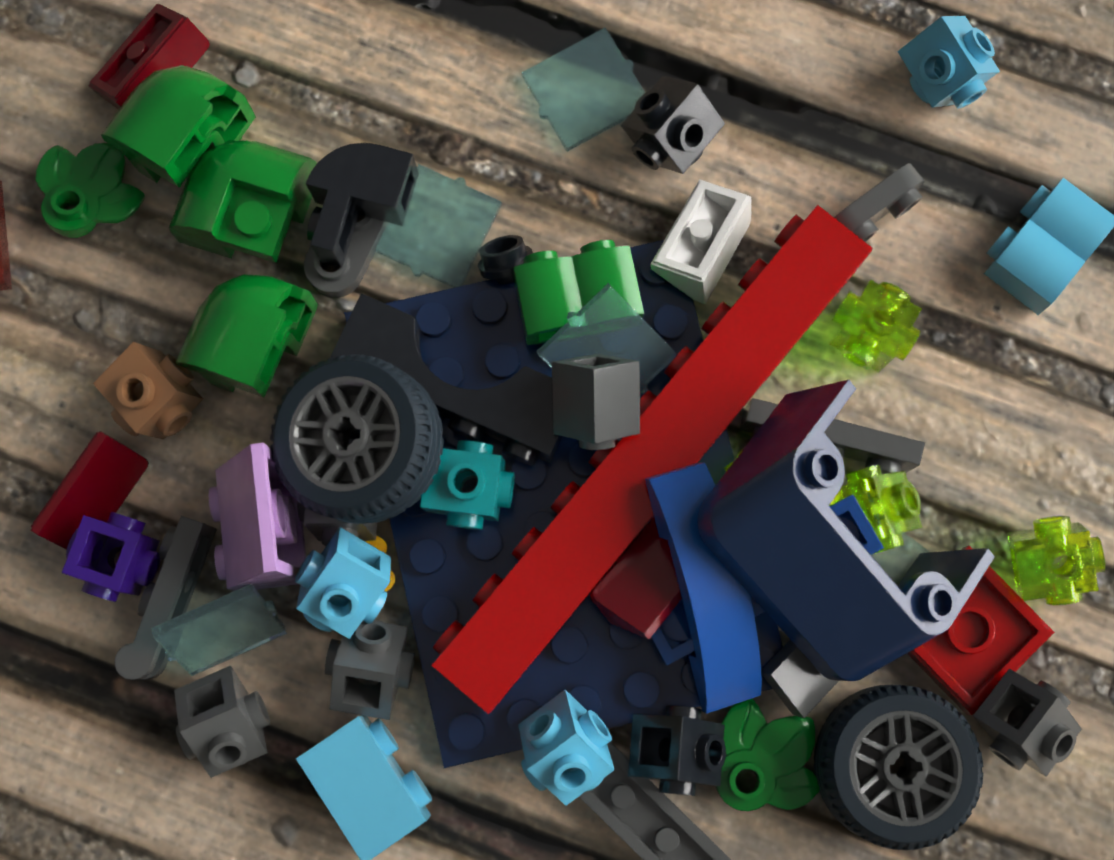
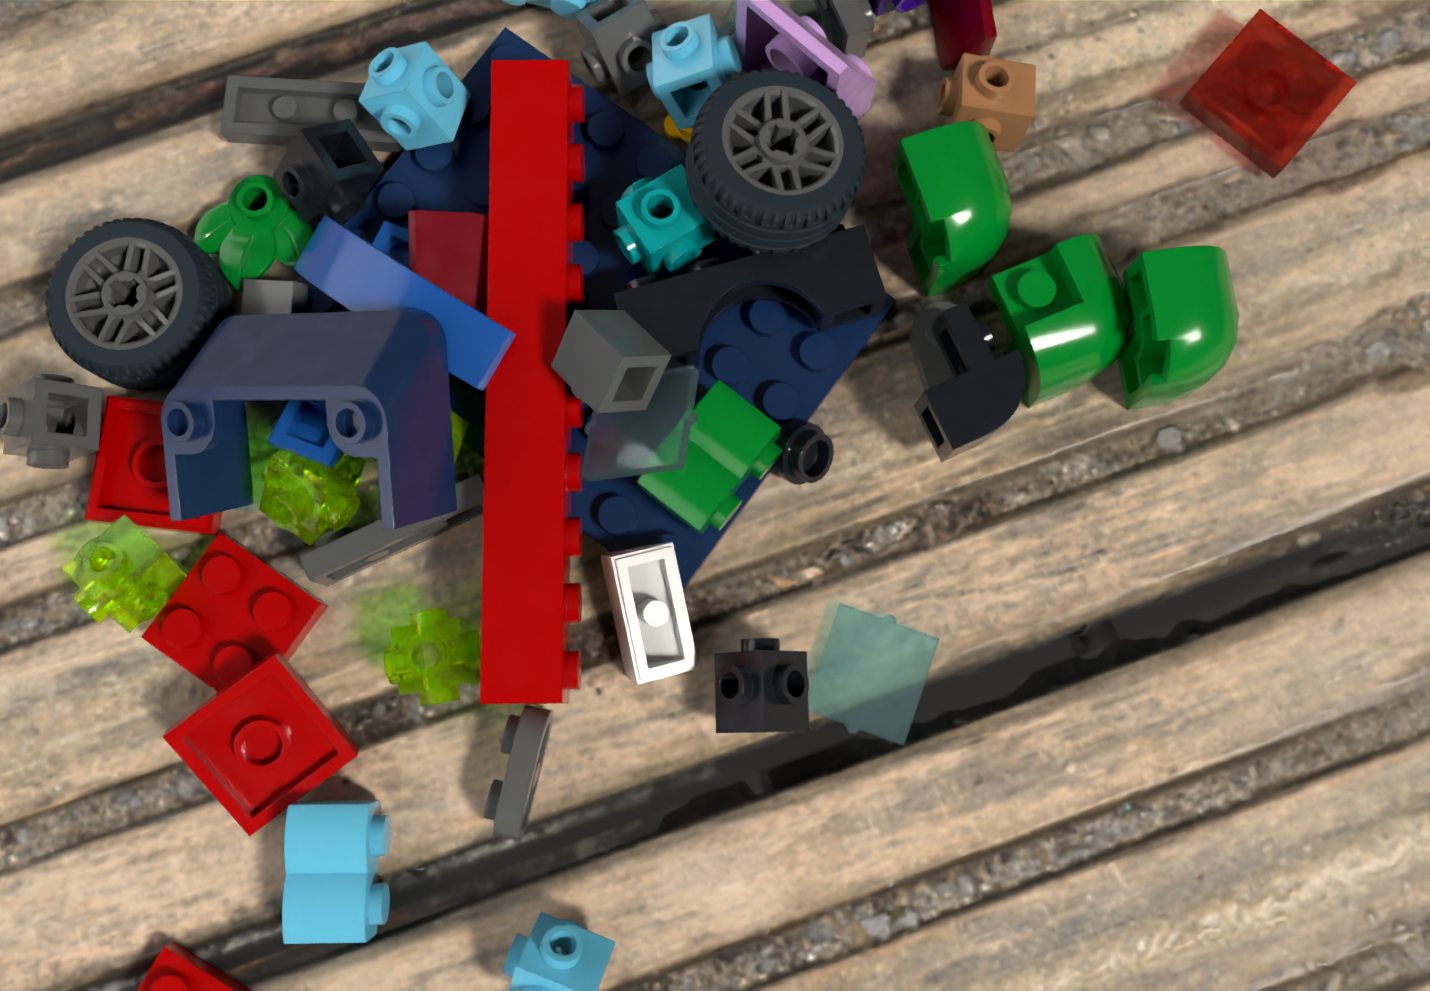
camera: 140 degrees right, 0 degrees up
(90, 182) = (1222, 222): green plate -> none
(157, 43) = (1260, 380): dark red slope -> none
(441, 228) = (884, 445): clear light blue piece -> none
(995, 474) = (232, 614): none -> red plate
(1038, 366) = (262, 742): none -> red plate

